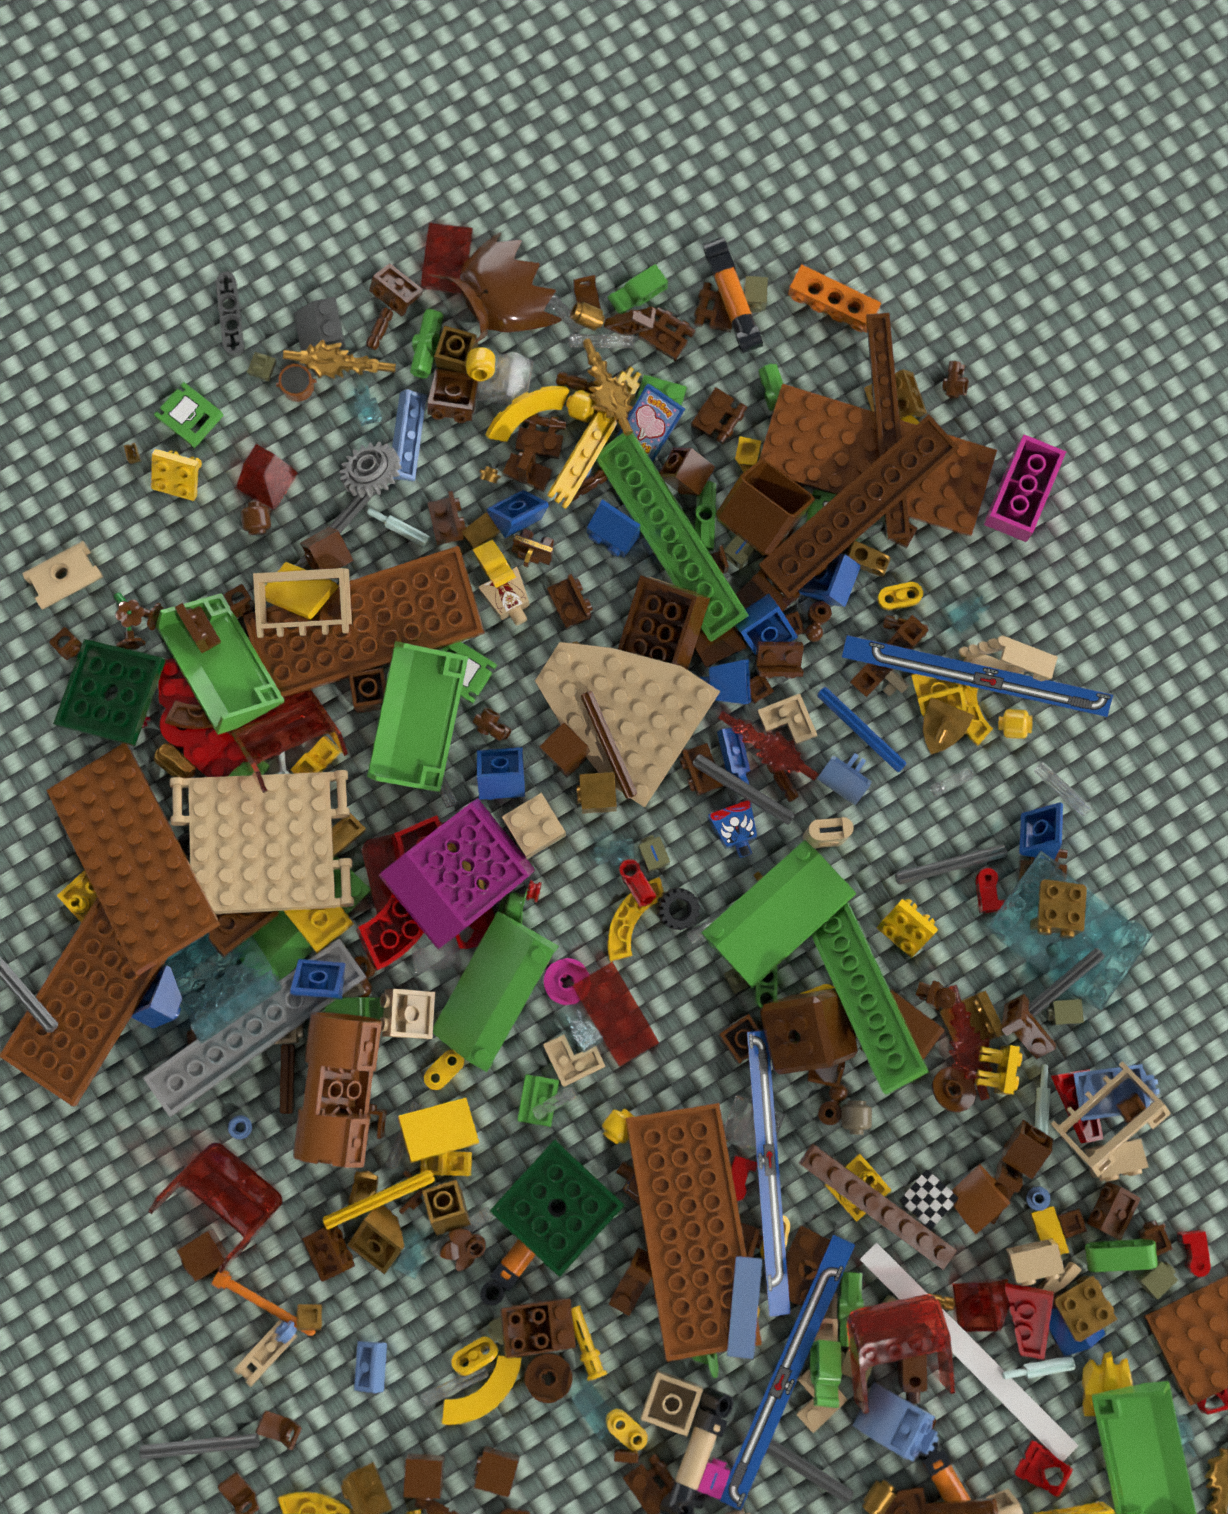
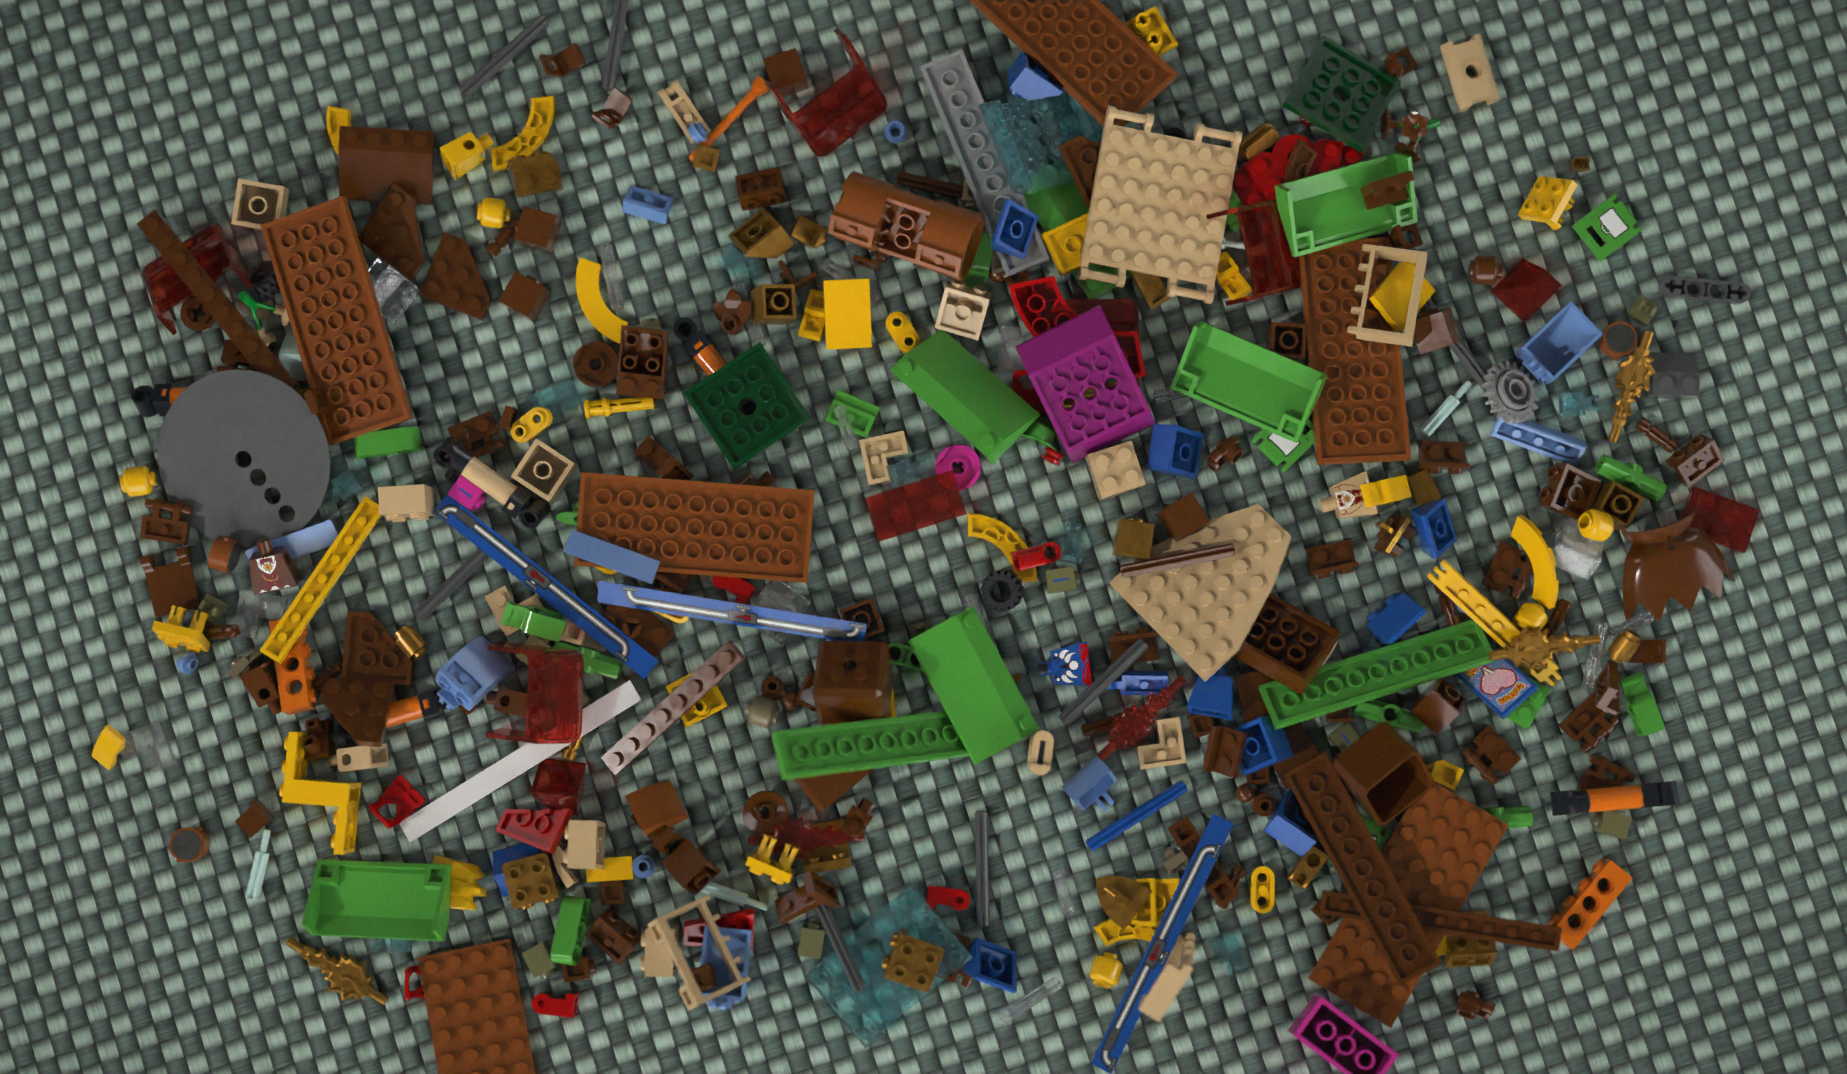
camera: 110 degrees right, 5 degrees up
(132, 858) = (1172, 80): dark orange plate -> none
(313, 436) = (1558, 343): none -> medium blue piece
(378, 1199) = (796, 243): yellow axle -> none
(474, 1354) = (635, 301): yellow plate -> none
(490, 475) = (1479, 510): pearl gold plate -> none
(526, 470) = (1475, 547): reddish brown bracket -> none
(615, 1126) = (809, 480): yellow head -> none
(907, 927) = (930, 808): yellow plate -> none
(929, 1199) = (669, 761): sticker -> none
(1042, 1368) = (487, 827): light aqua axle -> none

